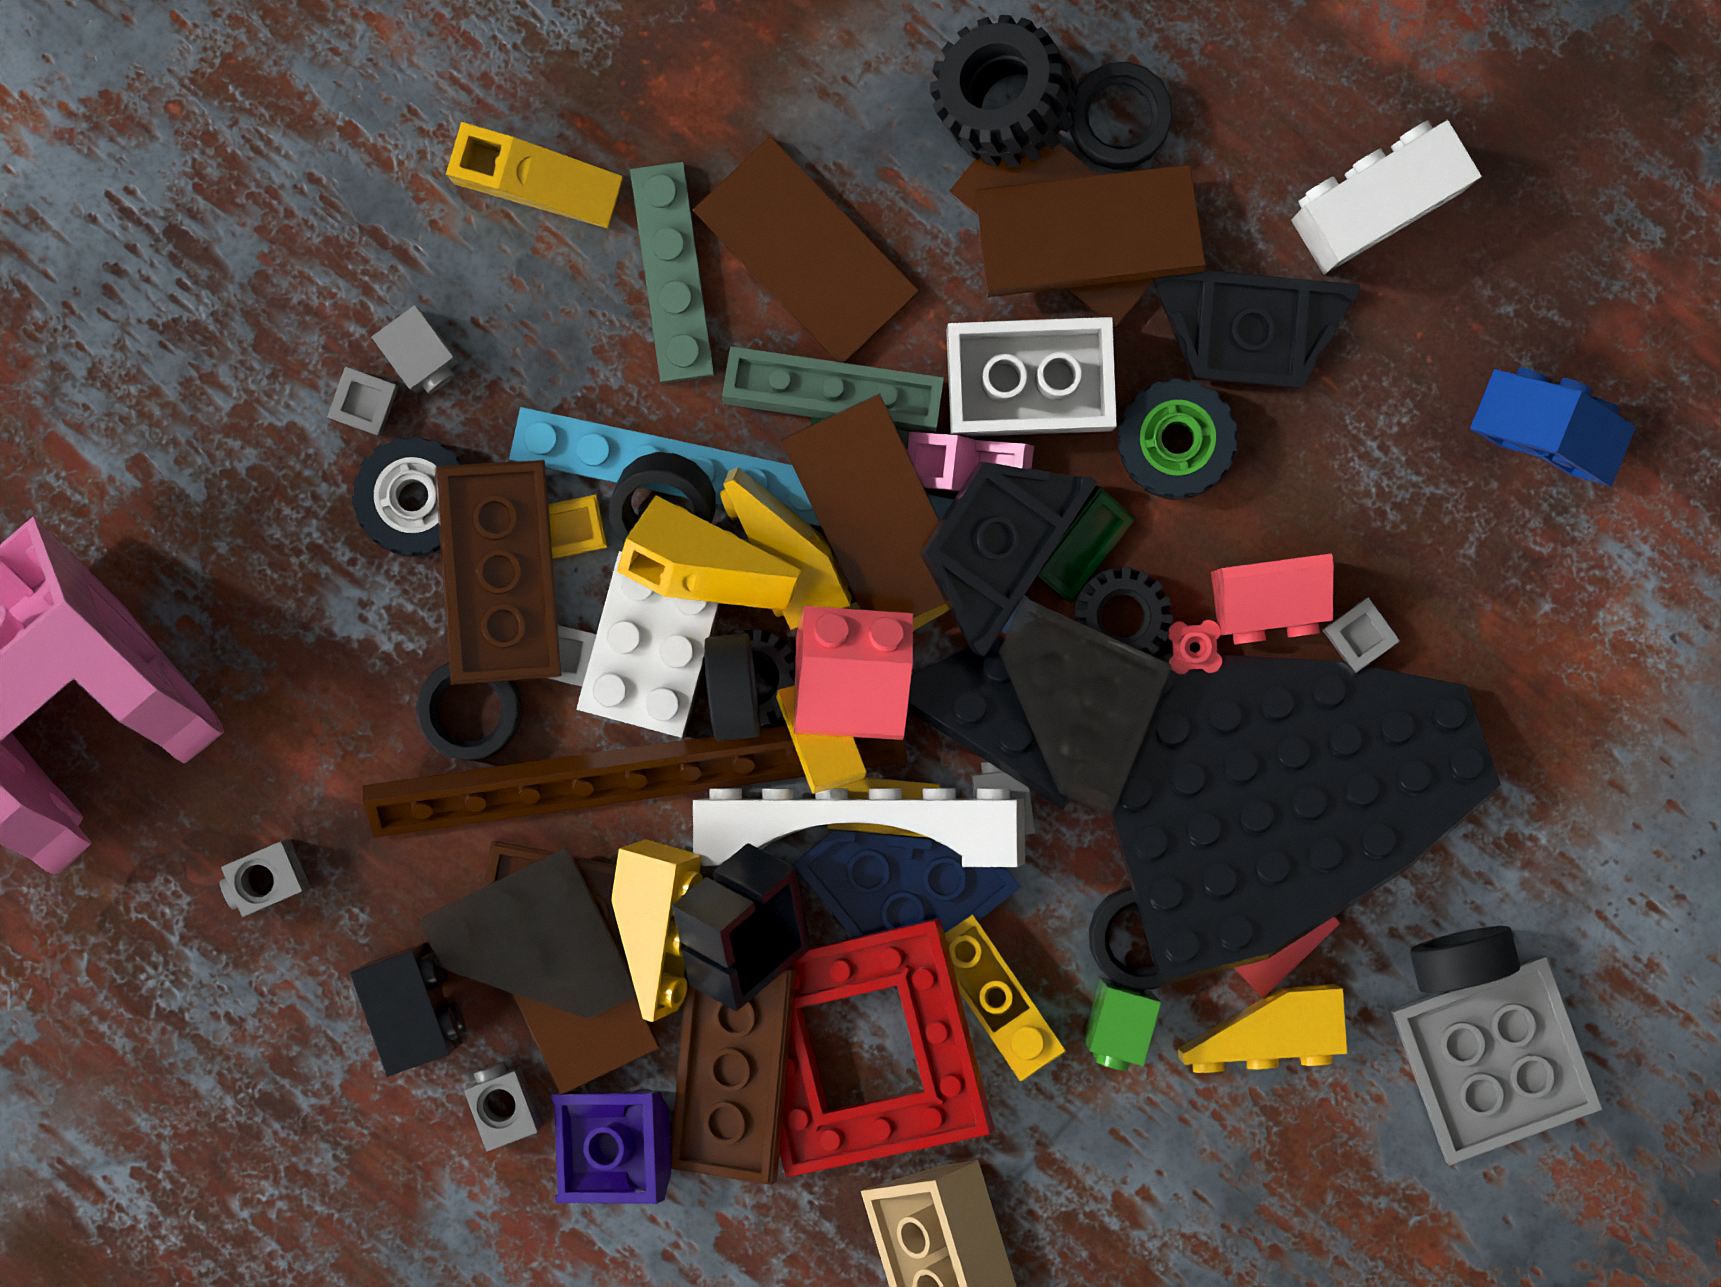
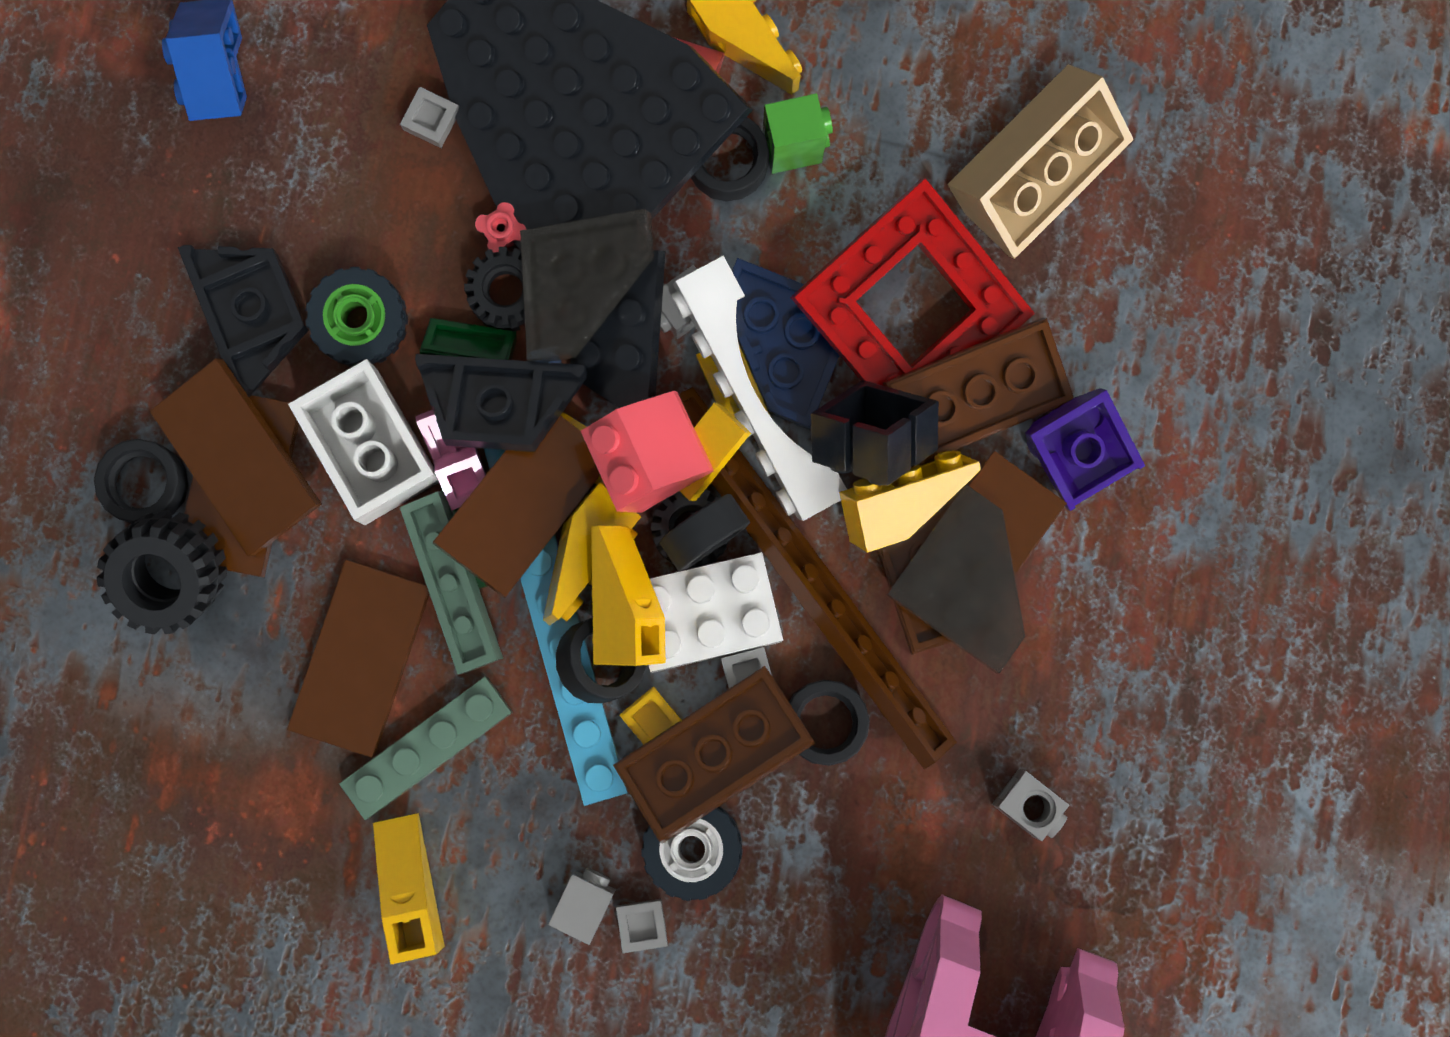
camera: 120 degrees left, 5 degrees down
(408, 1008) = (1068, 645): black piece -> none
(497, 1129) = (1114, 532): light grey brick -> none
(1000, 1001) = (827, 224): yellow slope -> none
(1274, 595) = (433, 188): coral slope -> none
(1384, 194) = (99, 259): white brick -> none

